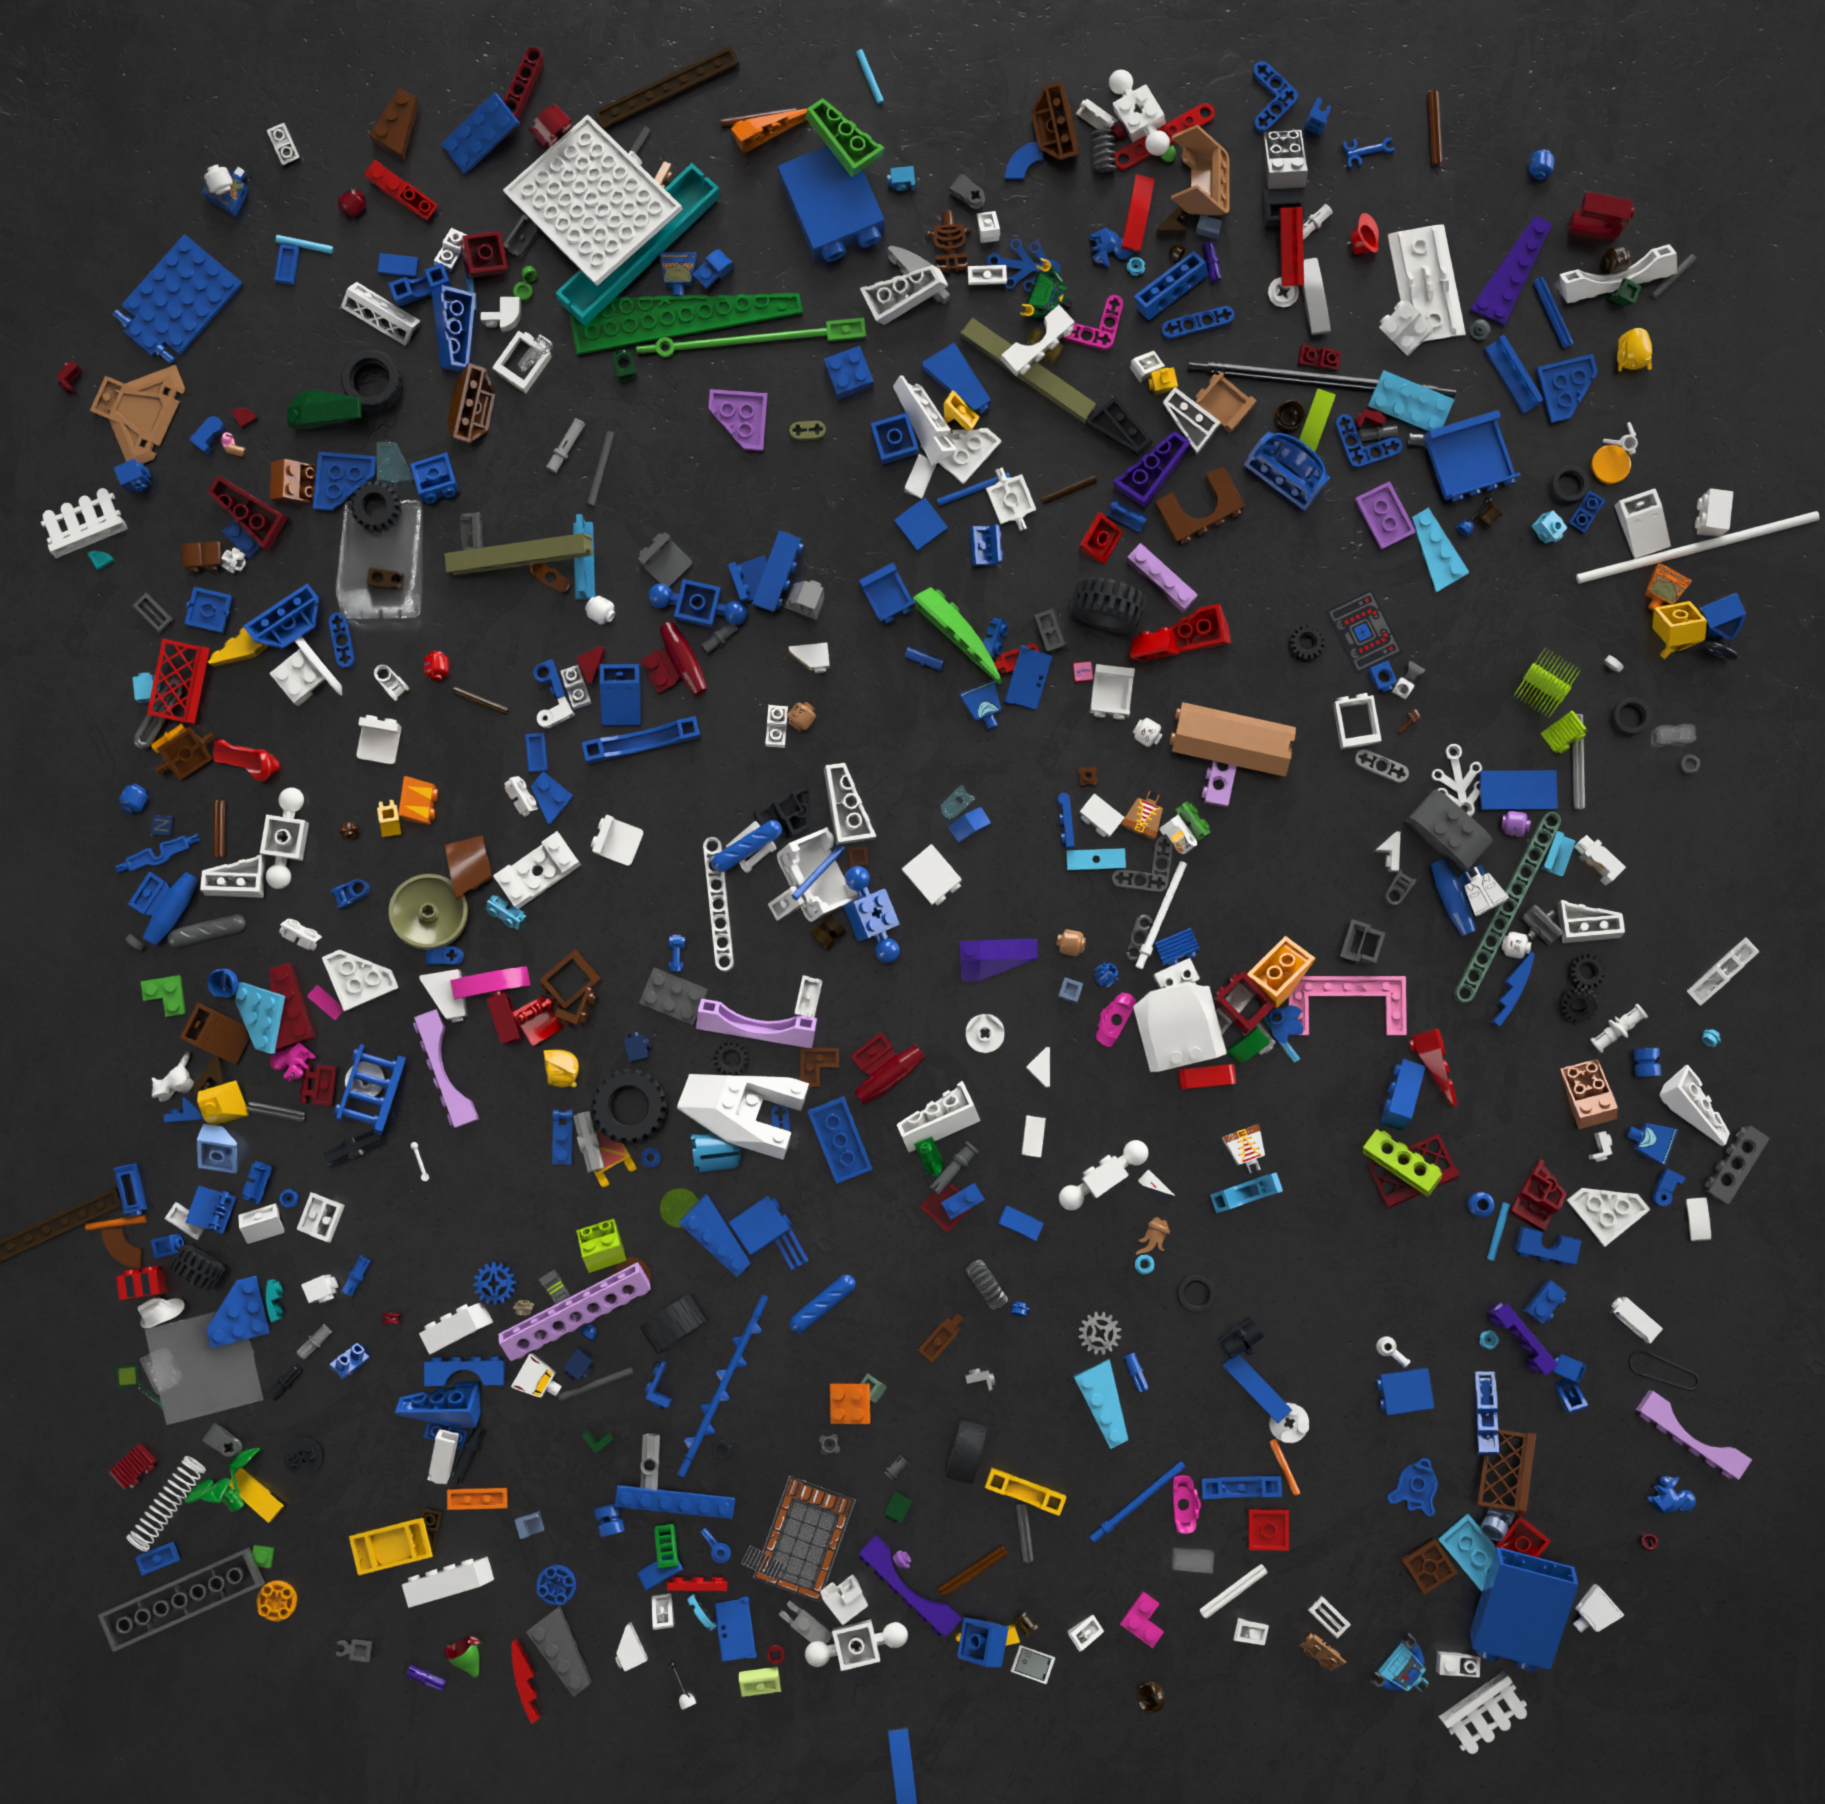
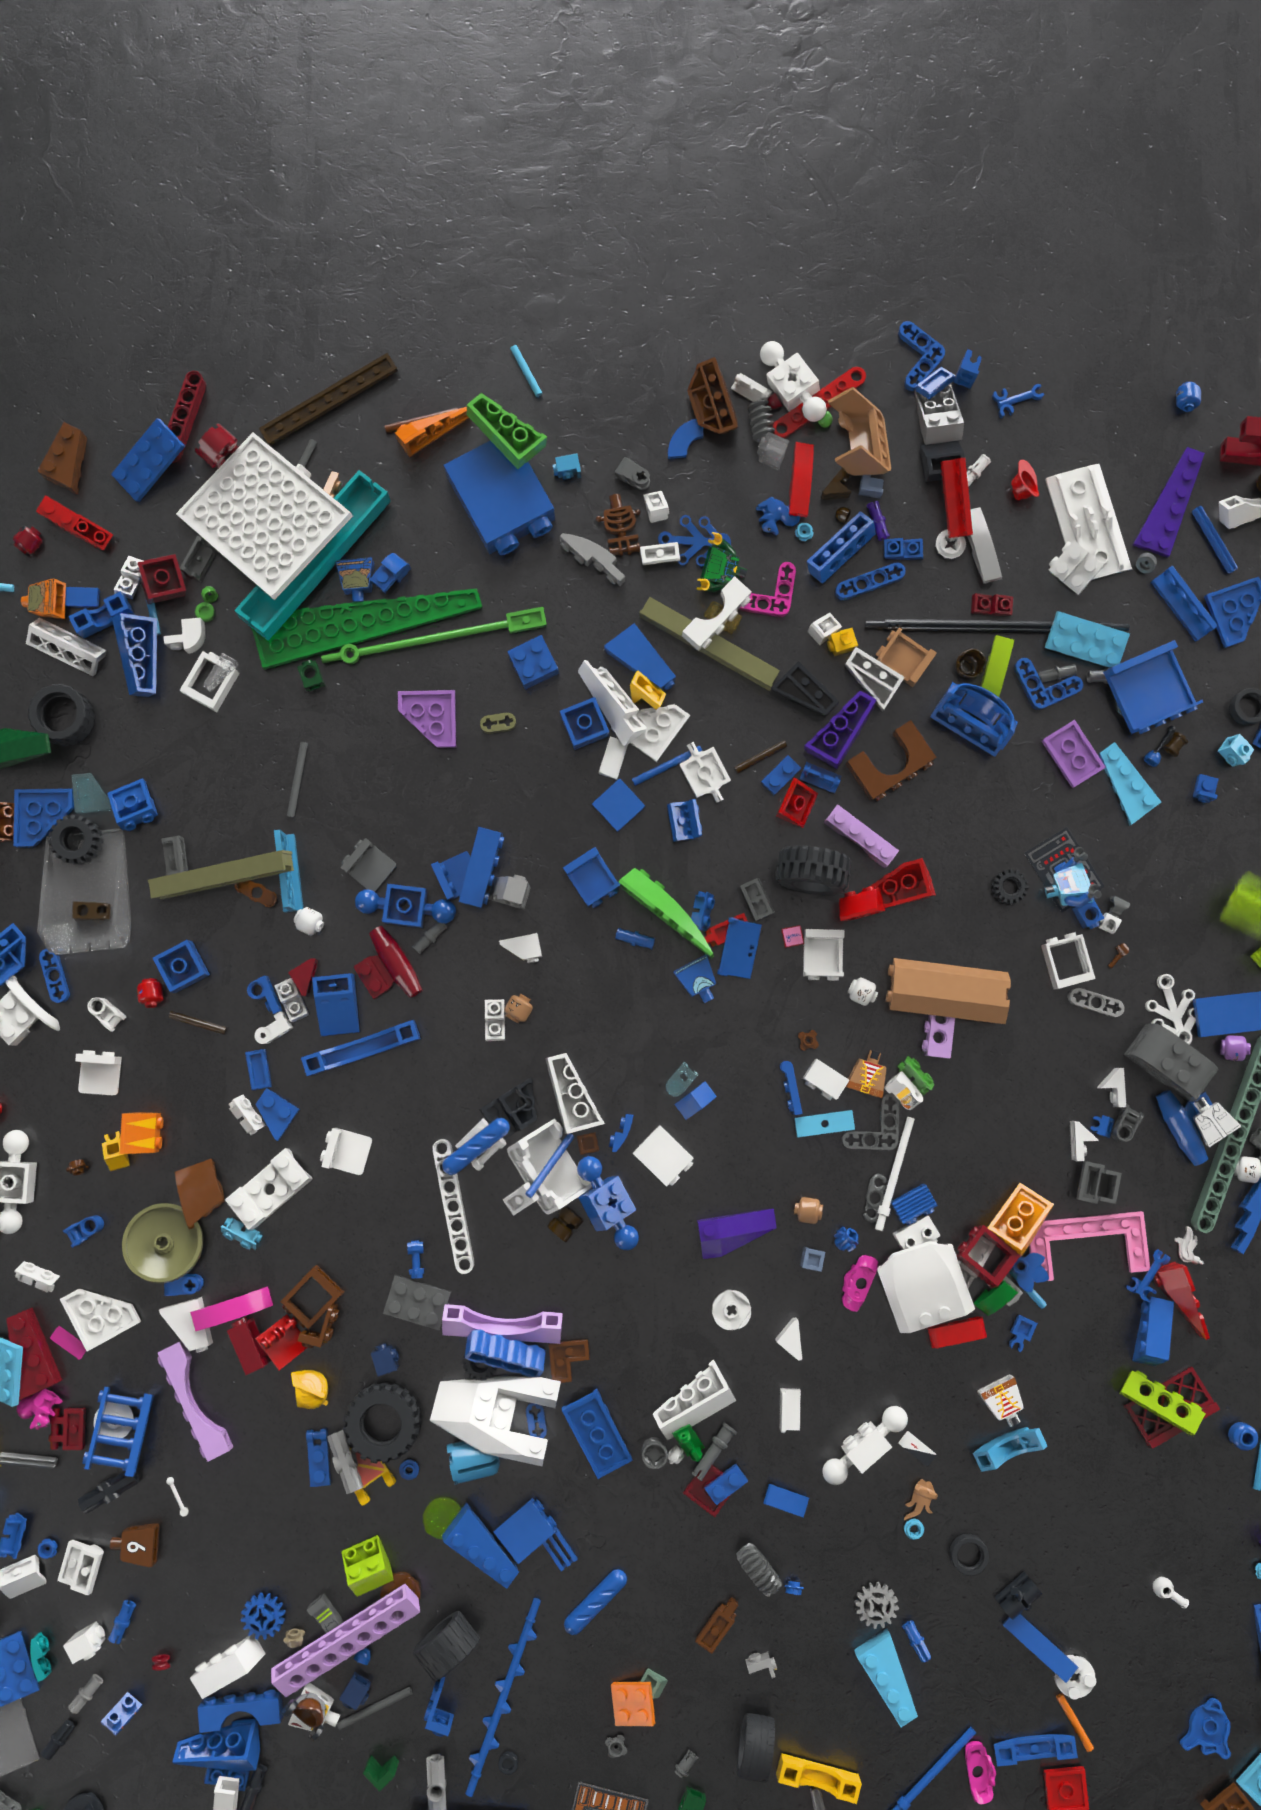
camera: 10 degrees left, 0 degrees up
(366, 264) = (46, 599): none -> torso
(378, 1202) = (138, 1544): none -> reddish brown torso
(469, 642) = (181, 966): none -> blue brick
(471, 404) = (162, 728): reddish brown wedge -> none
(533, 1373) = (309, 1711): none -> cap
(561, 452) = (256, 767): light grey pin -> none
(757, 1051) = (505, 1353): none -> brick
(808, 997) = (551, 1291): white hinge -> none
(882, 1065) = (635, 1356): dark red plate -> none
(889, 854) = (619, 1138): none -> blue slope
(894, 1163) = (654, 1453): none -> dark grey wheel
(900, 294) = (579, 578): white wedge -> none
(915, 1169) = (675, 1455): none -> white plate
(1087, 509) = (781, 775): none -> blue plate
(1111, 181) = (772, 450): none -> clear brick
(1235, 293) = (903, 549): none -> blue slope
(1273, 1080) = (1023, 1329): none -> blue plate
(1284, 127) = (935, 383): none -> blue tile
(1349, 895) = (1078, 1136): none -> white slope
(1369, 643) = (1072, 883): none -> torso
(1371, 417) = (1049, 658): dark red bracket -> none
(1376, 889) = (1105, 1126): none -> blue tile
(1397, 1050) = (1142, 1287): none -> blue bar
(1405, 1391) = (1188, 1633): blue brick -> none
(1435, 128) = (1080, 370): reddish brown axle -> none
(1446, 1016) = (1186, 1247): none -> white piece
(1515, 563) = (1205, 788): none -> blue bracket

